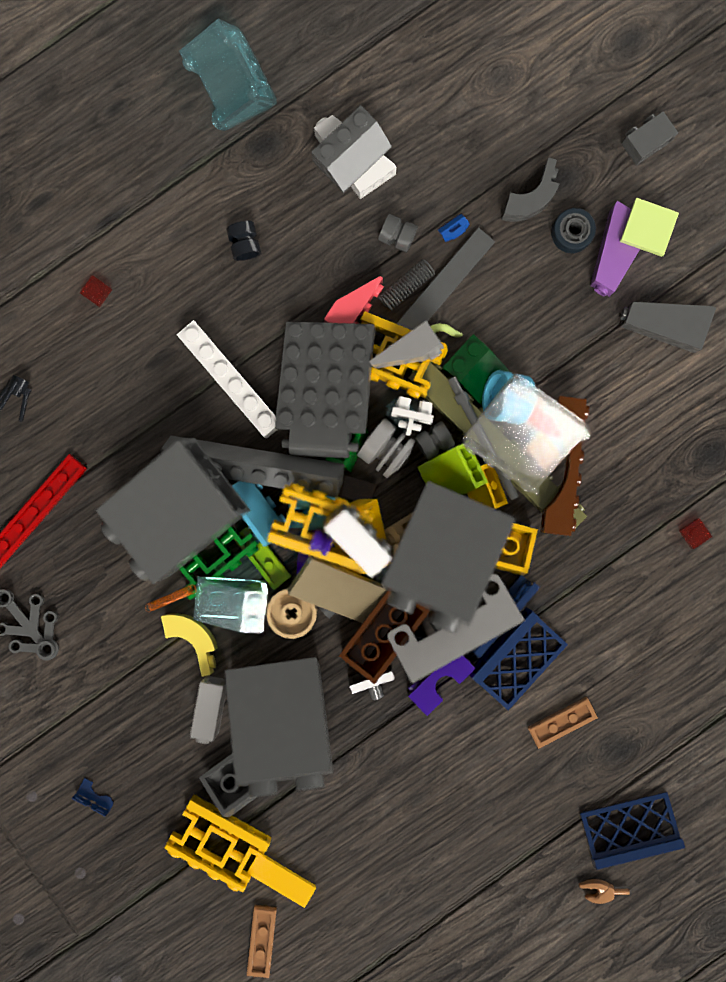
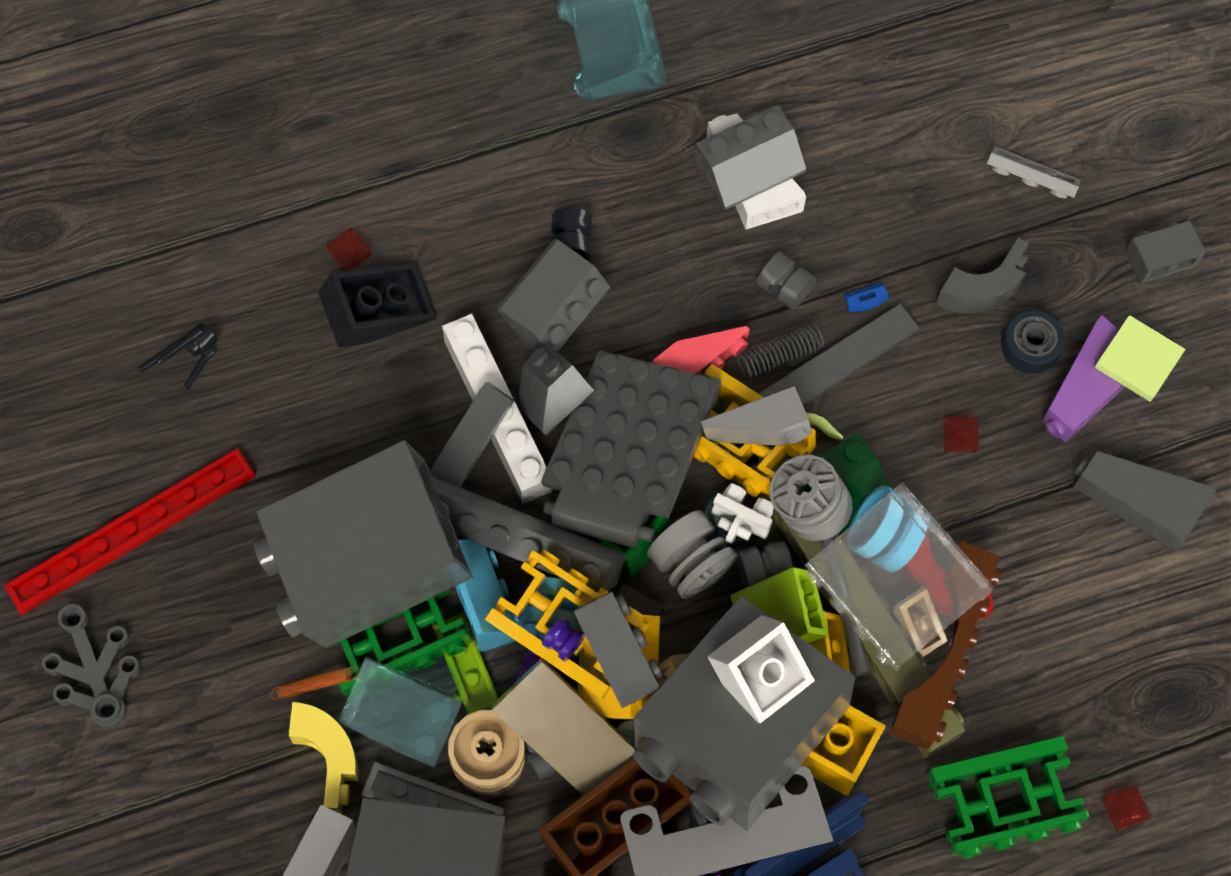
camera: 15 degrees right, 20 degrees down
(126, 326) = (375, 303): none -> black slope
(220, 407) = (472, 435): none -> dark grey tile
(244, 292) = (553, 297): none -> dark grey slope
(262, 359) = (550, 388): none -> dark grey slope
(266, 648) = (399, 787): none -> light grey tile
(454, 531) = (761, 667): none -> white slope
(467, 389) = (818, 511): none -> light grey wheel
(539, 311) = (961, 434): none -> clear red plate
(548, 101) = (1033, 173): none -> light grey plate
(612, 533) = (999, 772): none -> green fence

